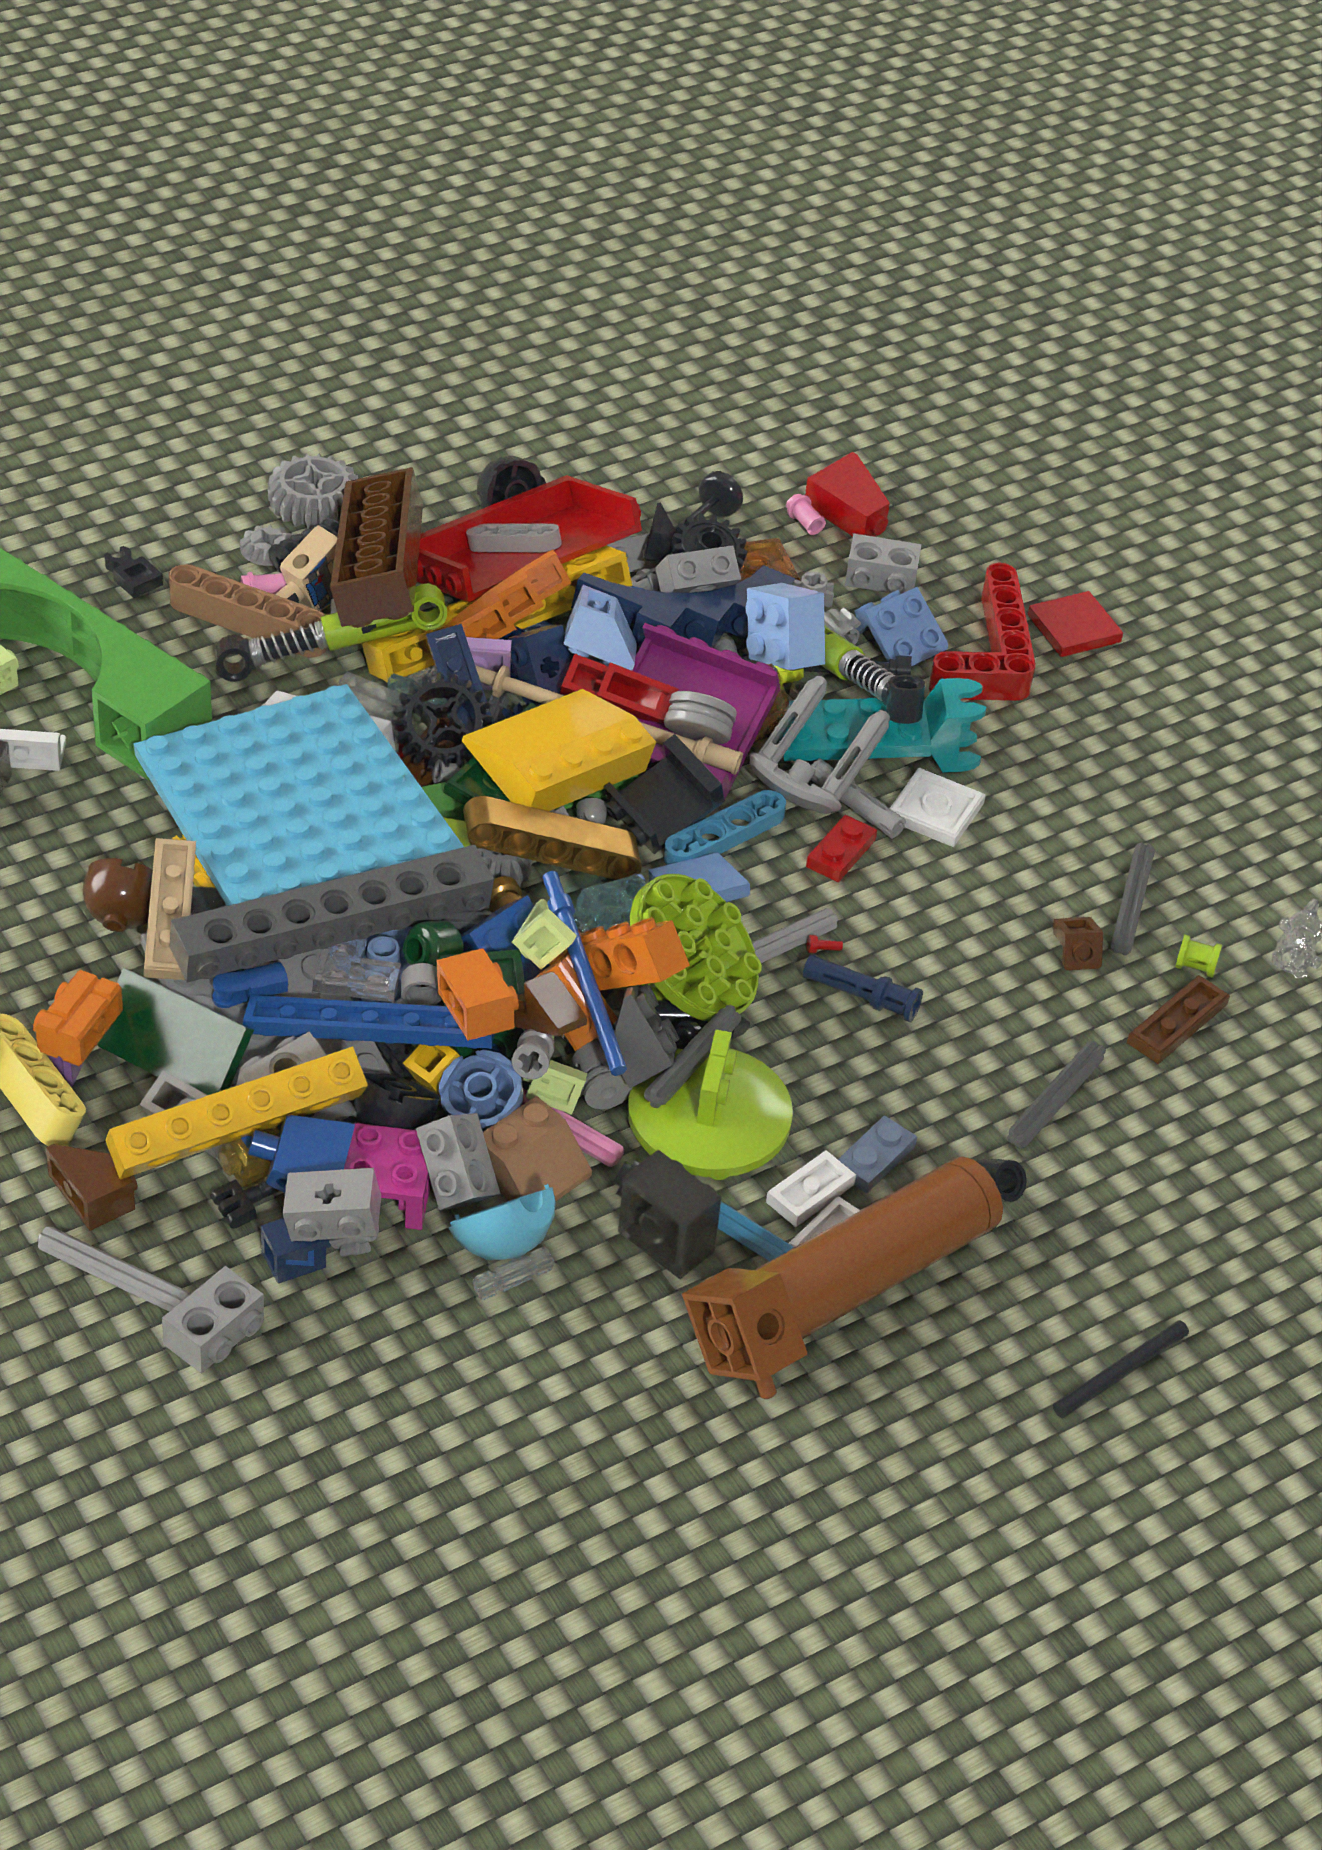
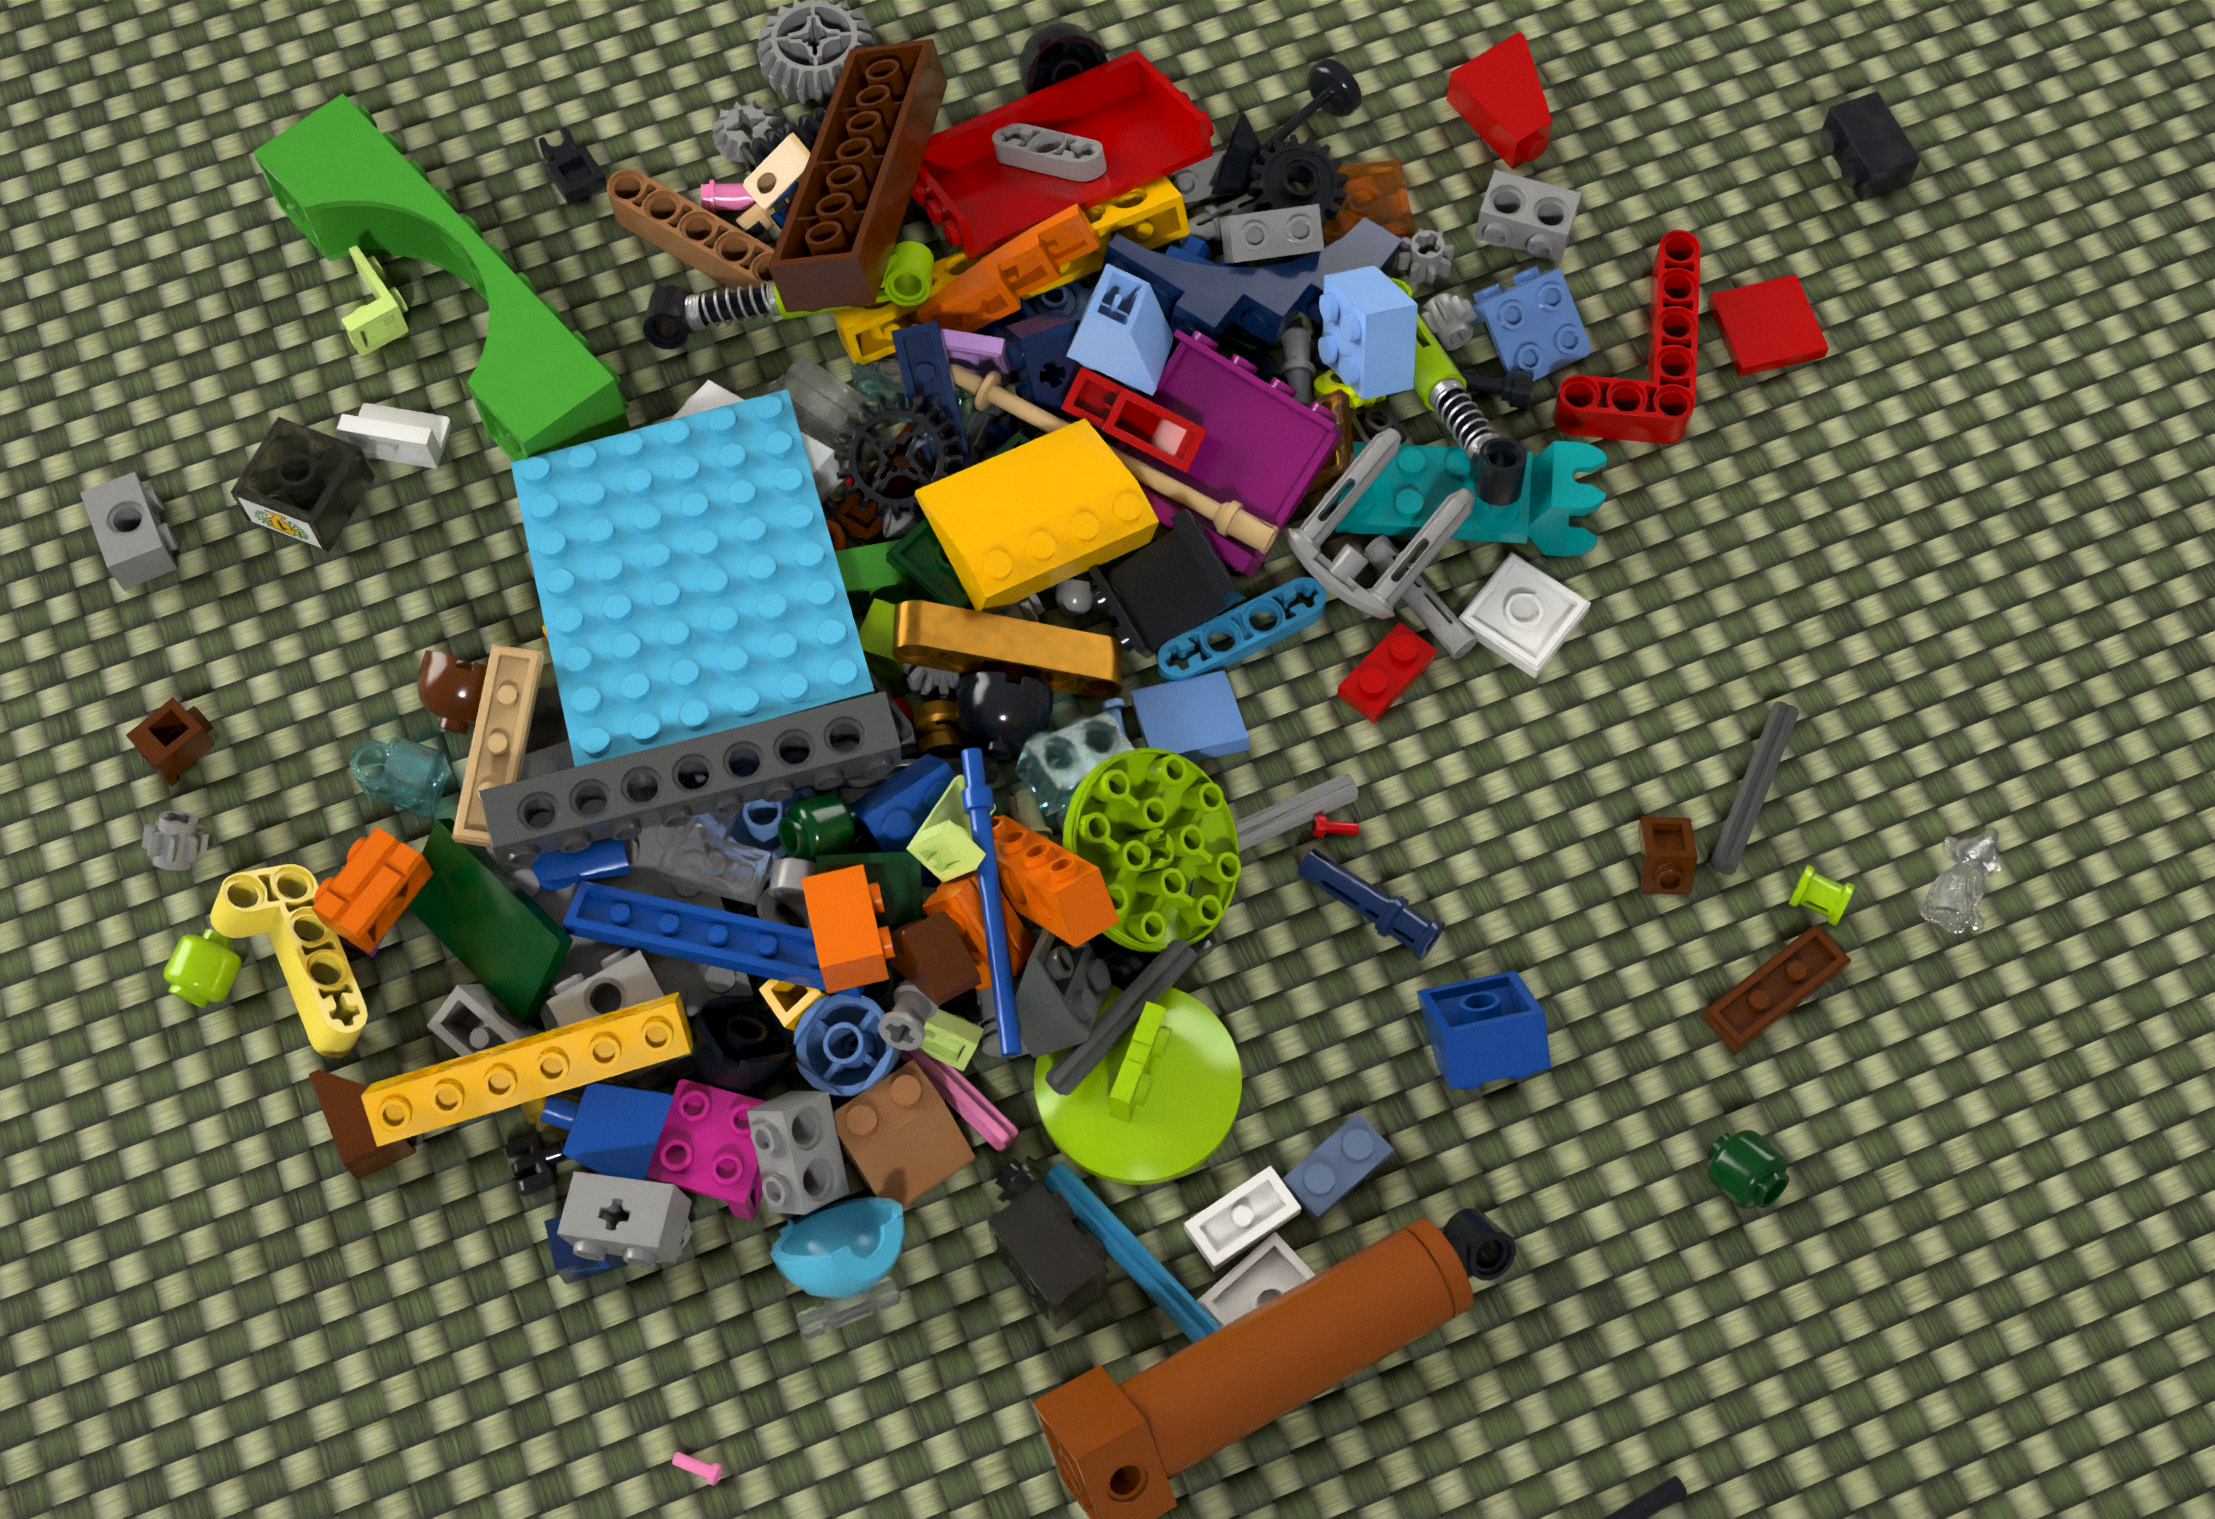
camera: 15 degrees right, 20 degrees up
(89, 950) = (411, 776): none -> clear light blue piece
(110, 1269) = (372, 1250): light grey axle -> none
(213, 1319) = (464, 1333): light grey brick -> none
(413, 1390) = (710, 1472): none -> bright pink piece
(572, 865) = (1001, 713): none -> black cylinder
(699, 716) = (1228, 476): light grey head -> none
(800, 508) = (1438, 113): bright pink pin -> none
(970, 1057) = (1485, 1030): none -> blue slope
(1056, 1094) = (1589, 1097): dark grey axle -> none
(1124, 510) = (1869, 146): none -> black brick
(1185, 1124) = (1747, 1169): none -> dark green head

